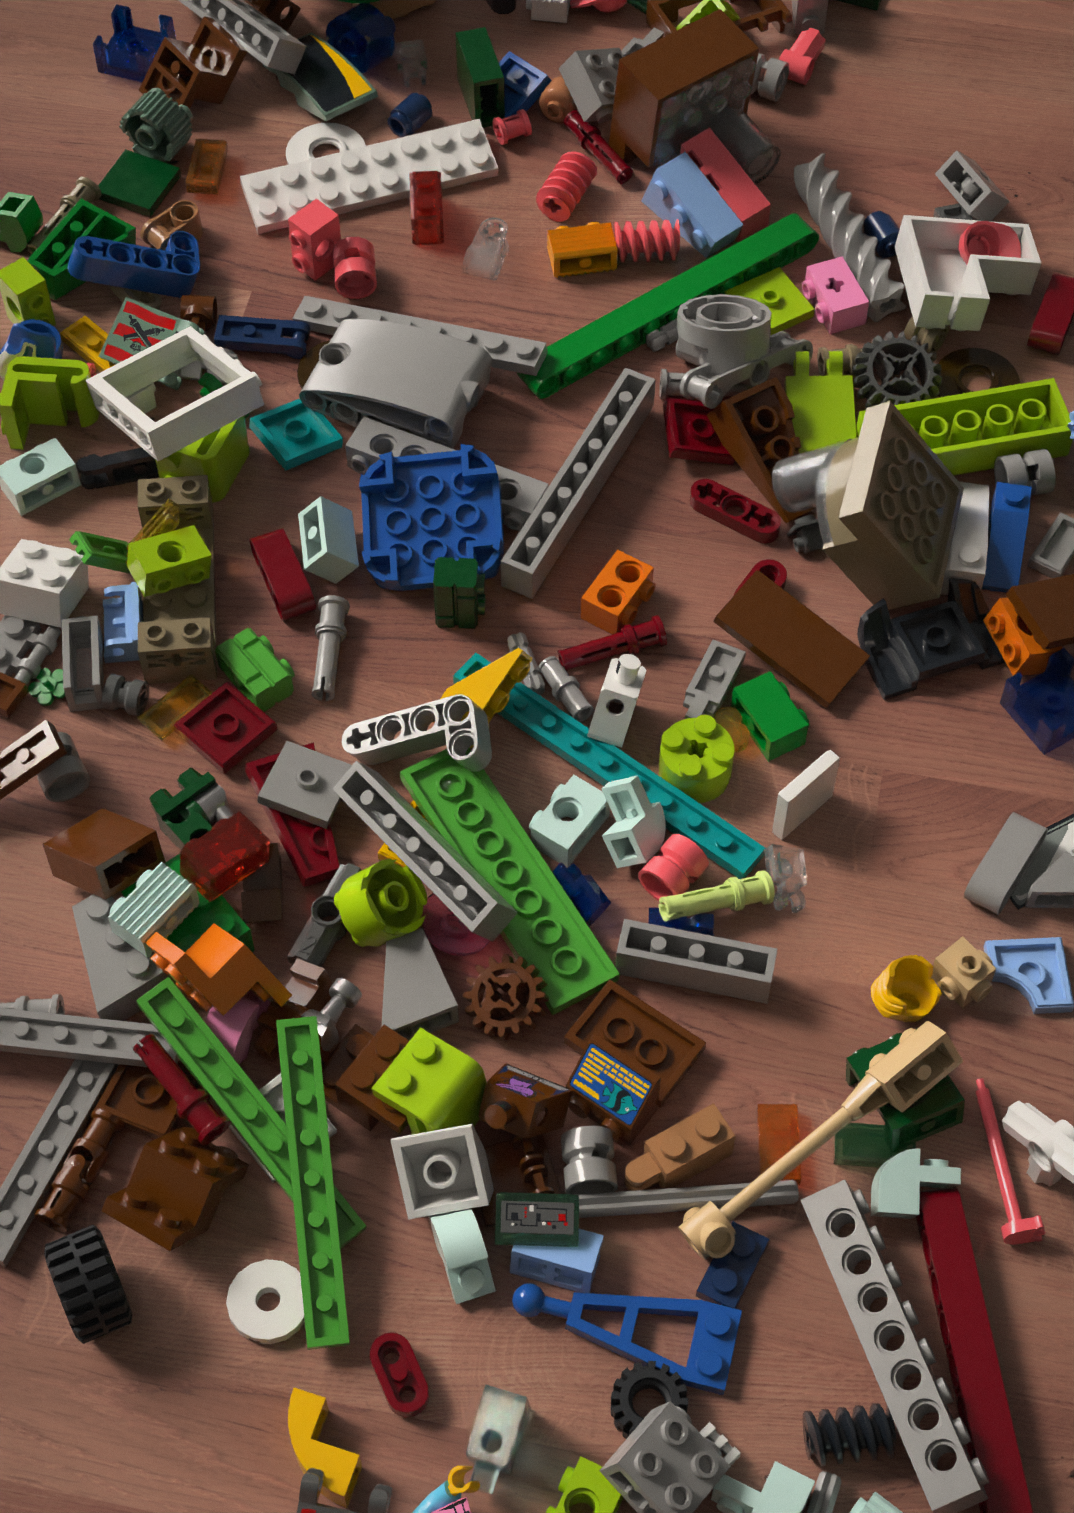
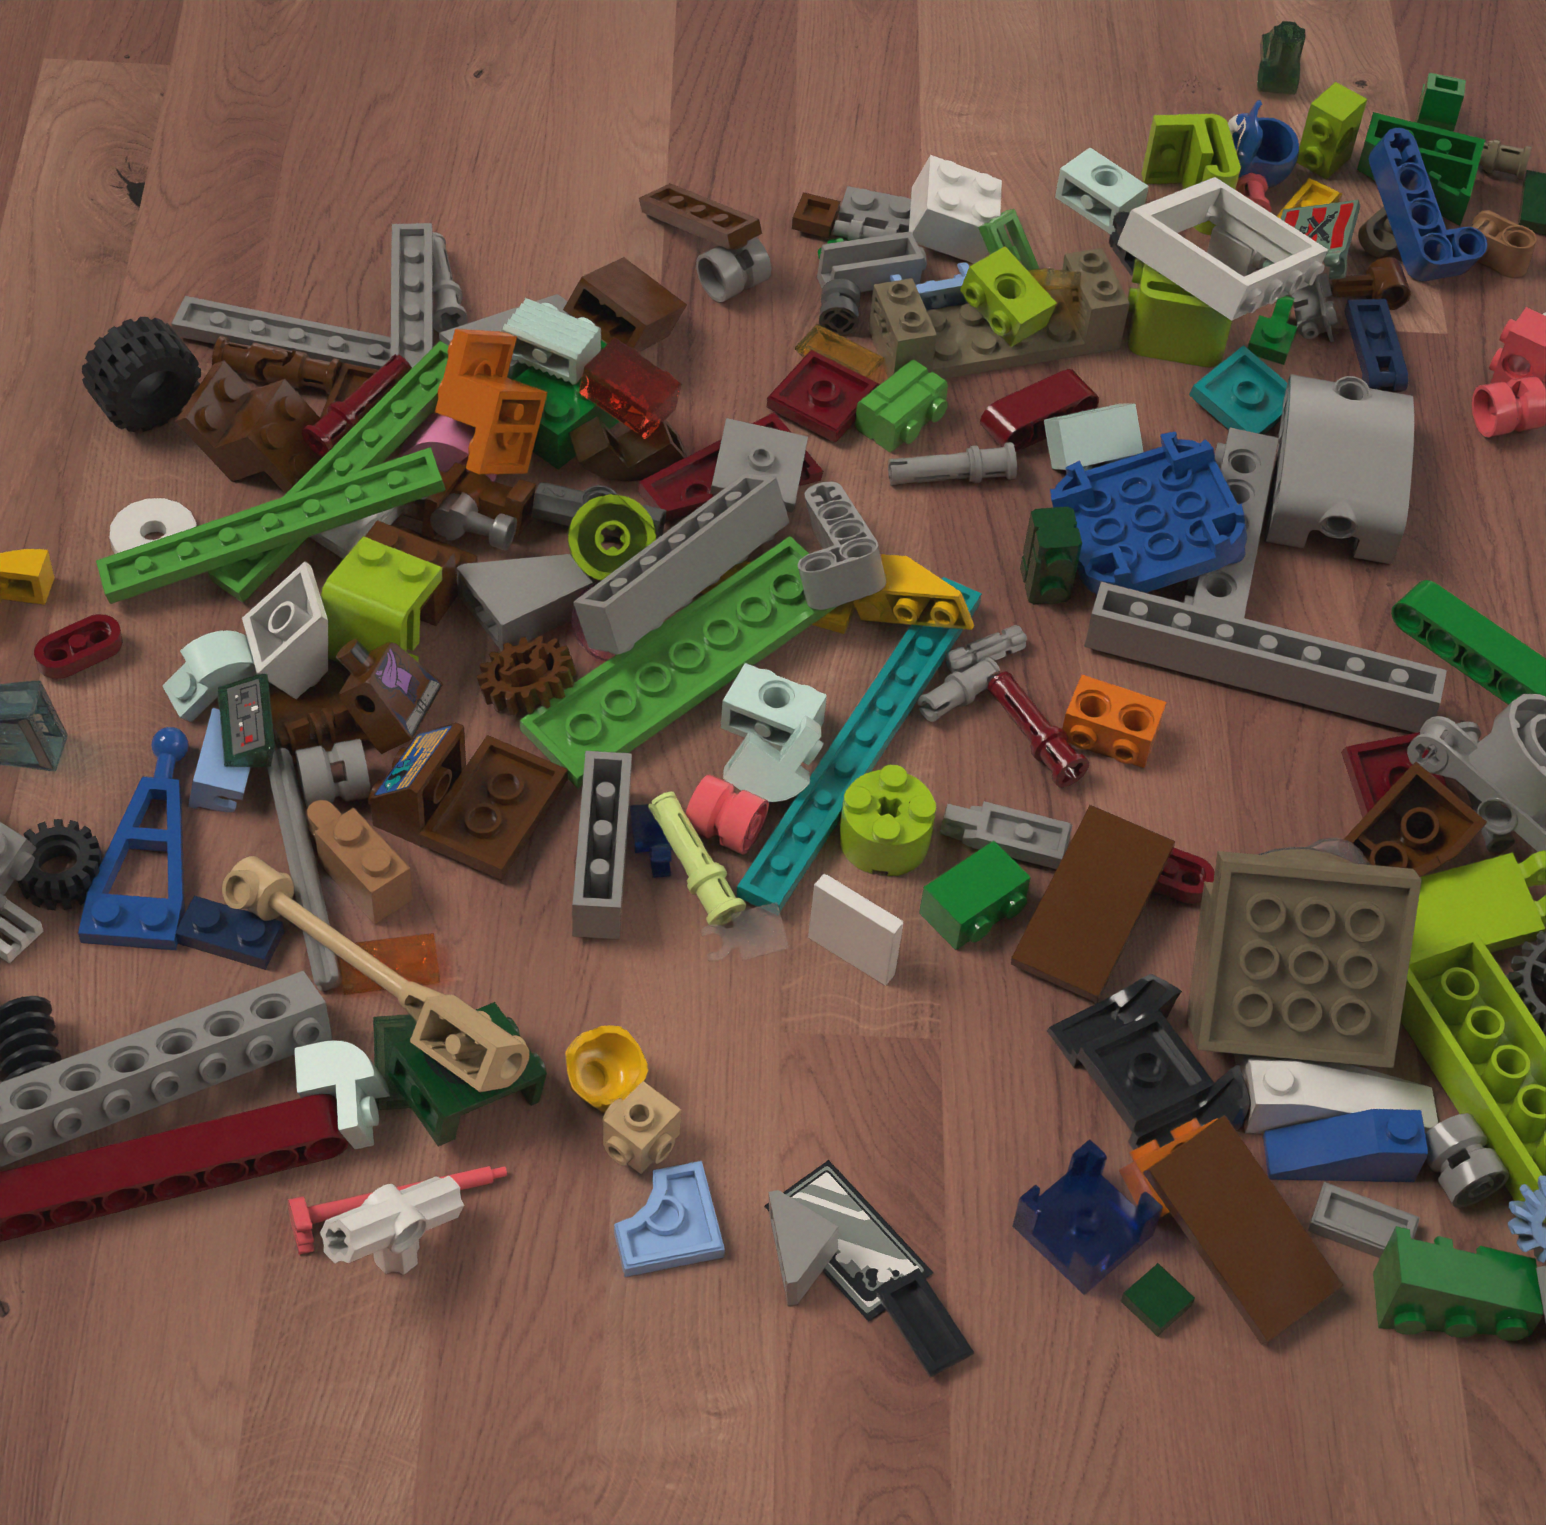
camera: 75 degrees right, 5 degrees down
(192, 809) = (709, 383): dark green hips -> none
(506, 351) = (1432, 486): light grey plate -> none
(582, 891) = (673, 737): clear blue plate -> none
(622, 687) = (938, 723): white torso -> none
(732, 721) = (943, 855): clear yellow tile -> none
(737, 523) = (1285, 820): dark red beam -> none
(1005, 863) = (820, 1174): light grey beam -> none

